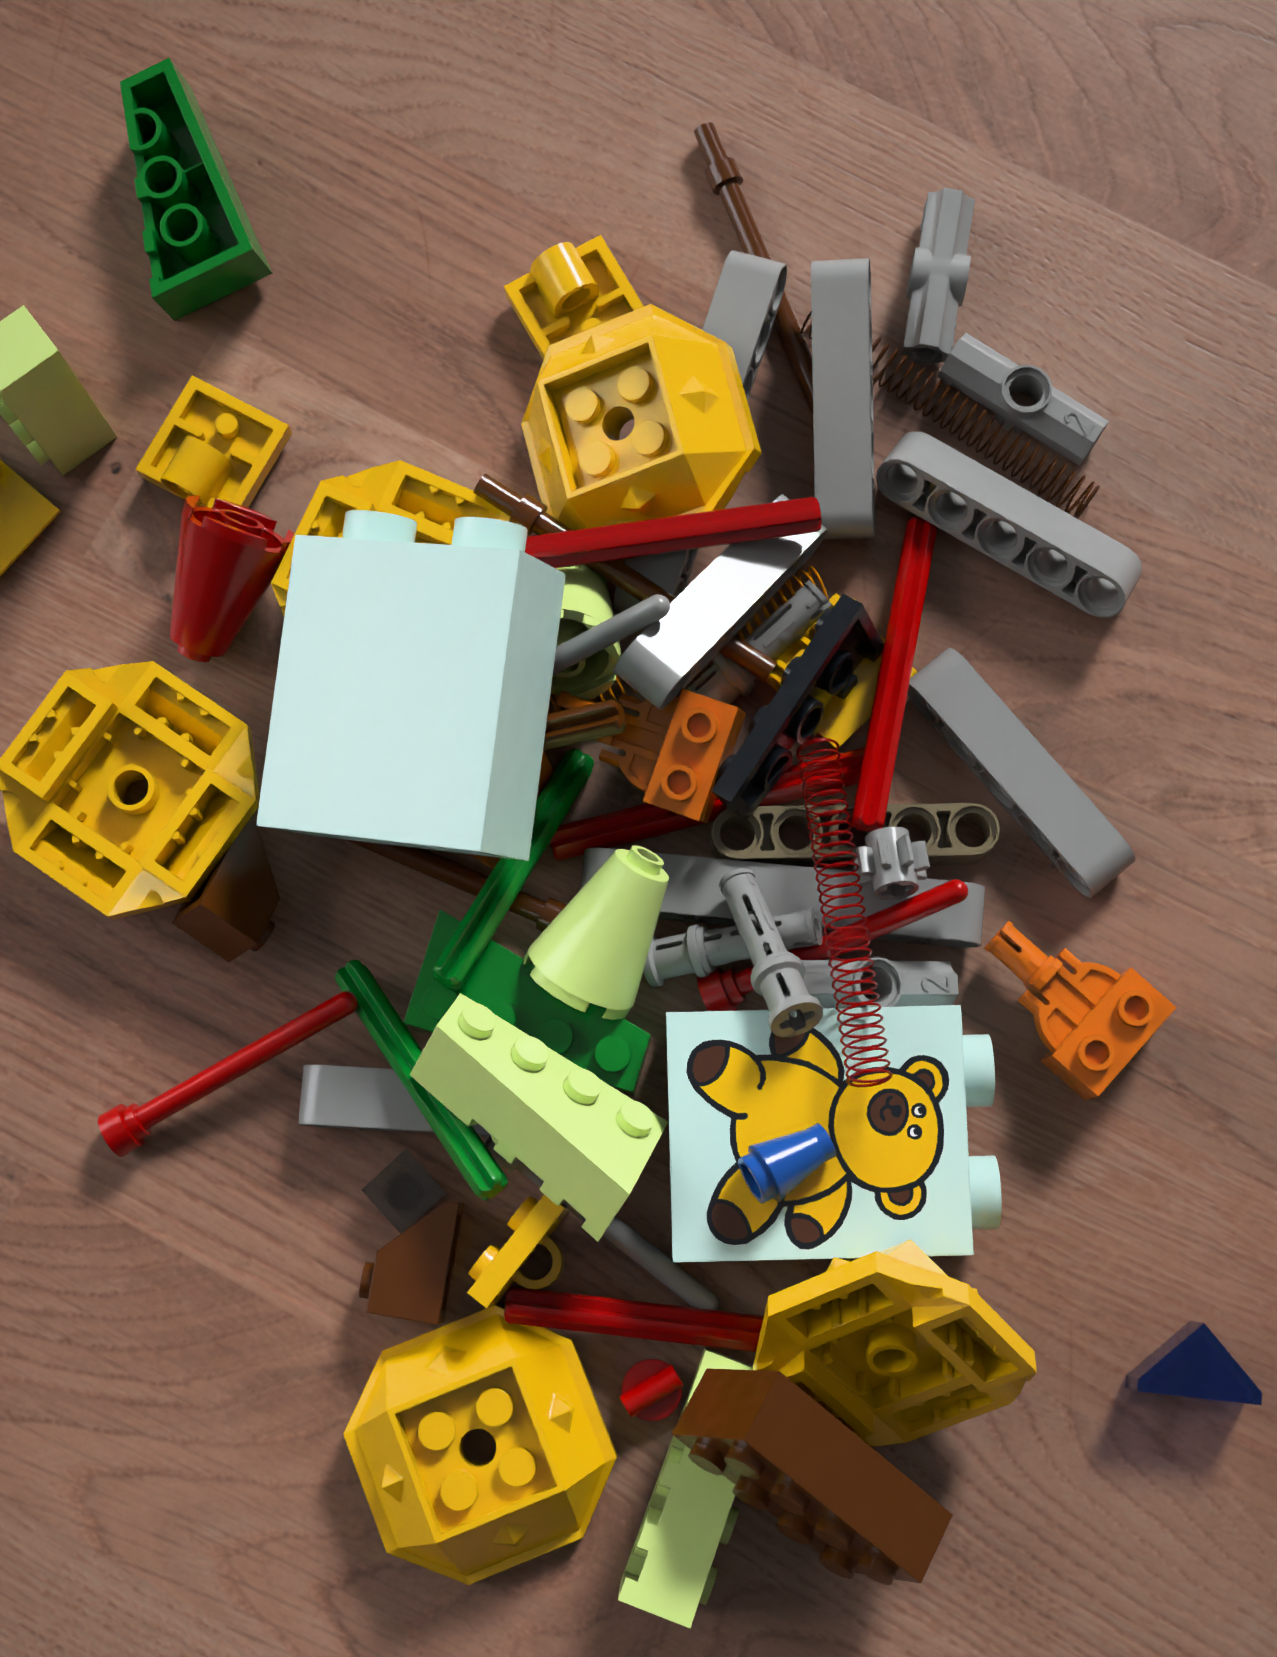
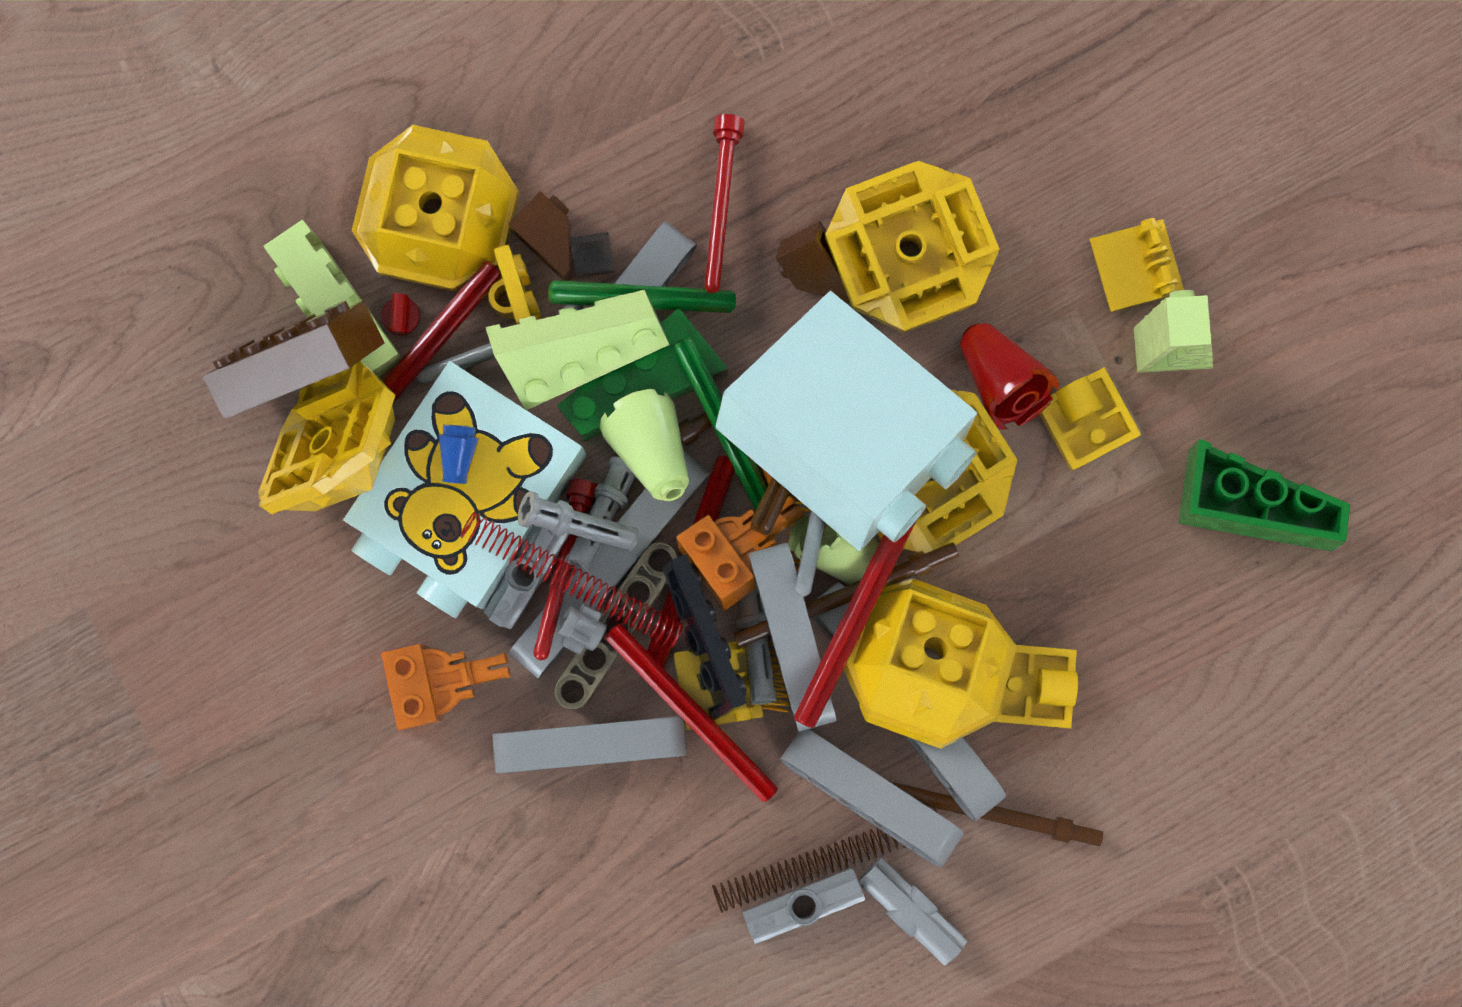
camera: 120 degrees right, 5 degrees up
(1009, 524) = (733, 841): light grey beam -> none
(1196, 1367) = (210, 604): clear blue slope -> none

